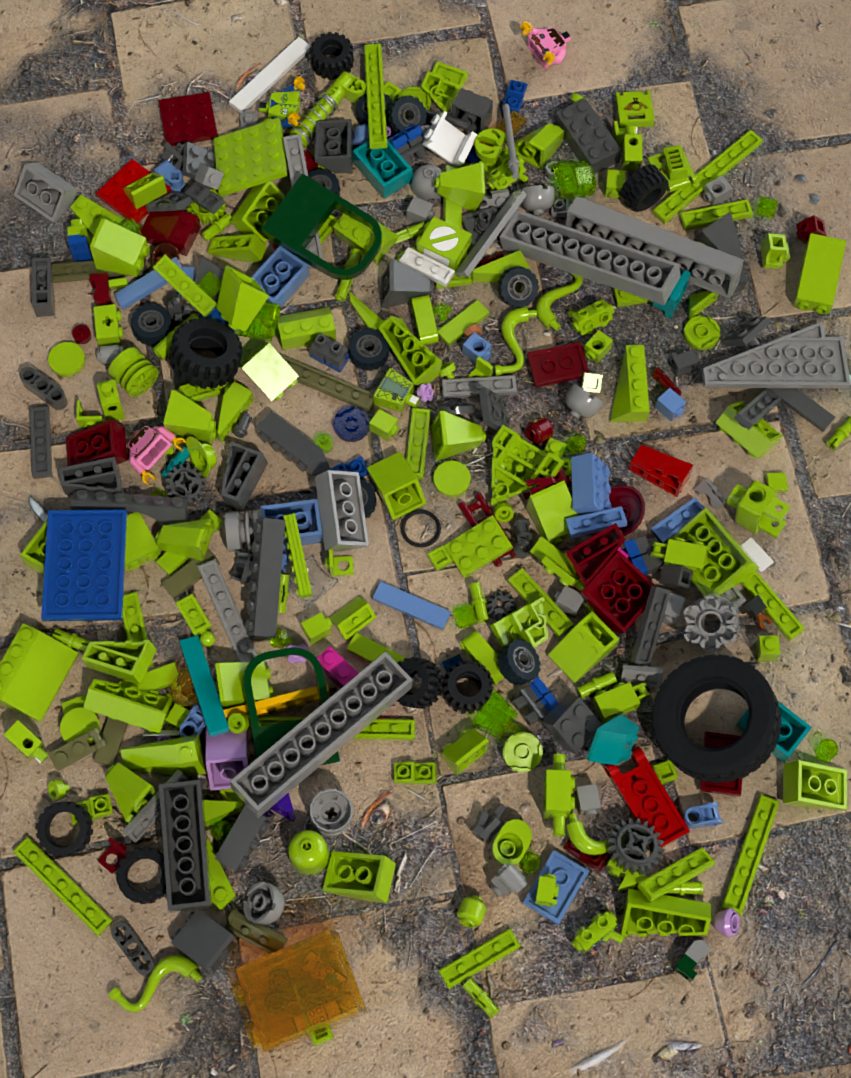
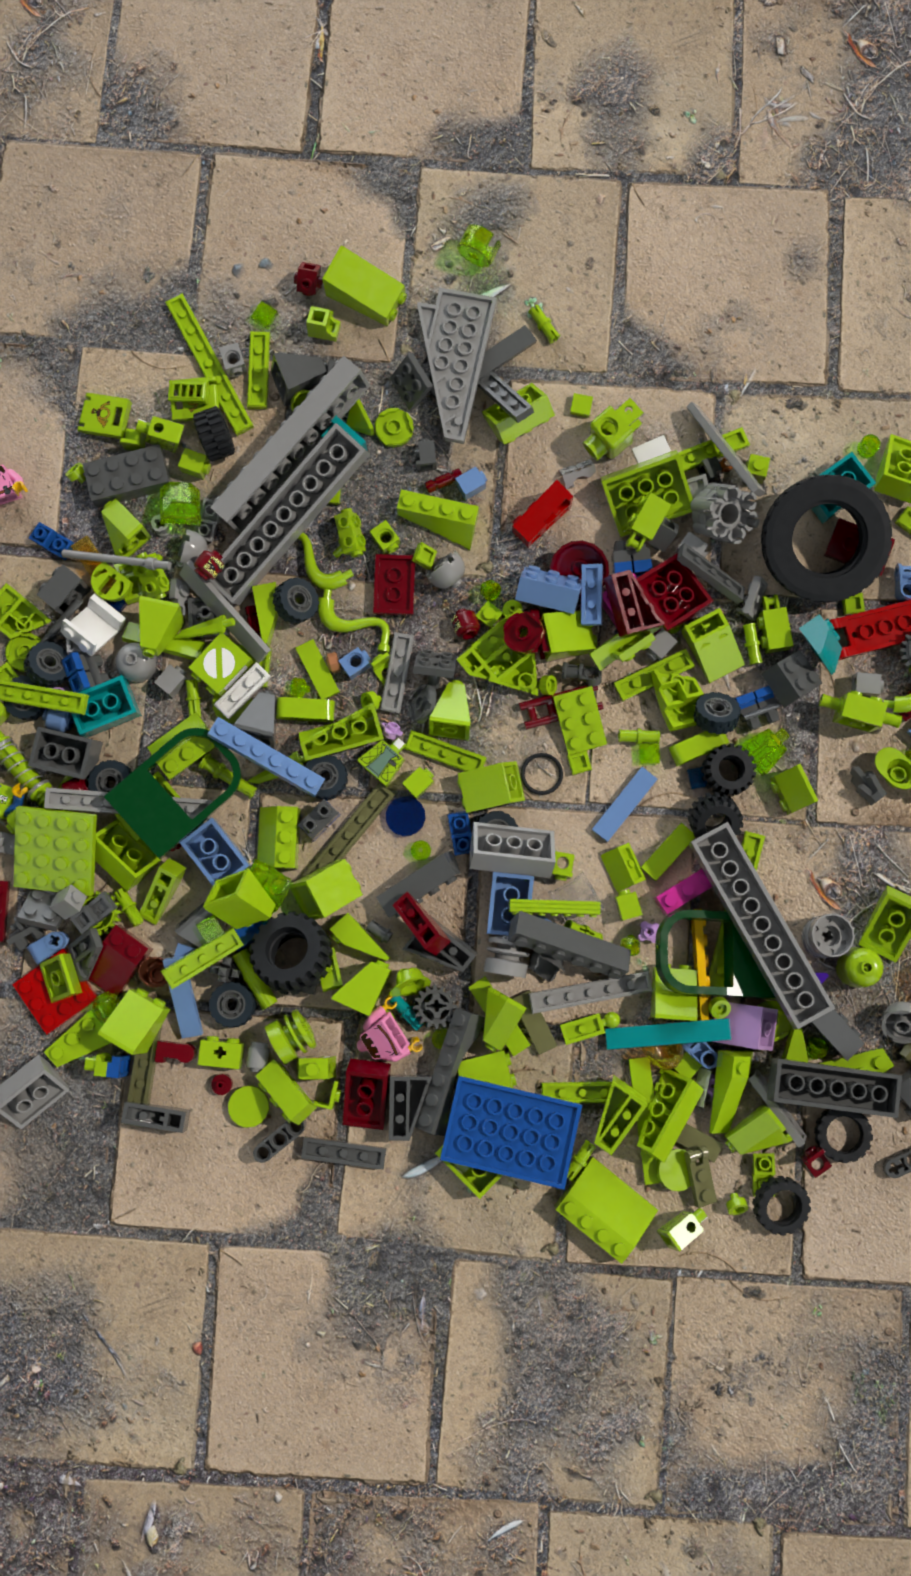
camera: 70 degrees left, 15 degrees up
(63, 886) = (834, 1217): lime tile -> none
(83, 379) = (285, 1092): none -> lime brick
(118, 283) = (172, 1031): lime tile -> none
(253, 447) = (421, 924): none -> dark red slope
(370, 291) = (265, 757): none -> medium blue plate
(415, 773) = (799, 844): lime slope -> none
(452, 478) = (495, 728): lime tile -> none
(473, 225) = (212, 626): none -> lime bar
(492, 603) = (638, 710): dark grey gear -> none
(522, 751) = (805, 734): lime tile -> none
(525, 206) = (208, 565): none -> dark red head
(541, 476) = (526, 643): none -> dark red plate
(676, 521) = (600, 514): medium blue plate -> none
(774, 611) = (725, 449): none -> light grey tile

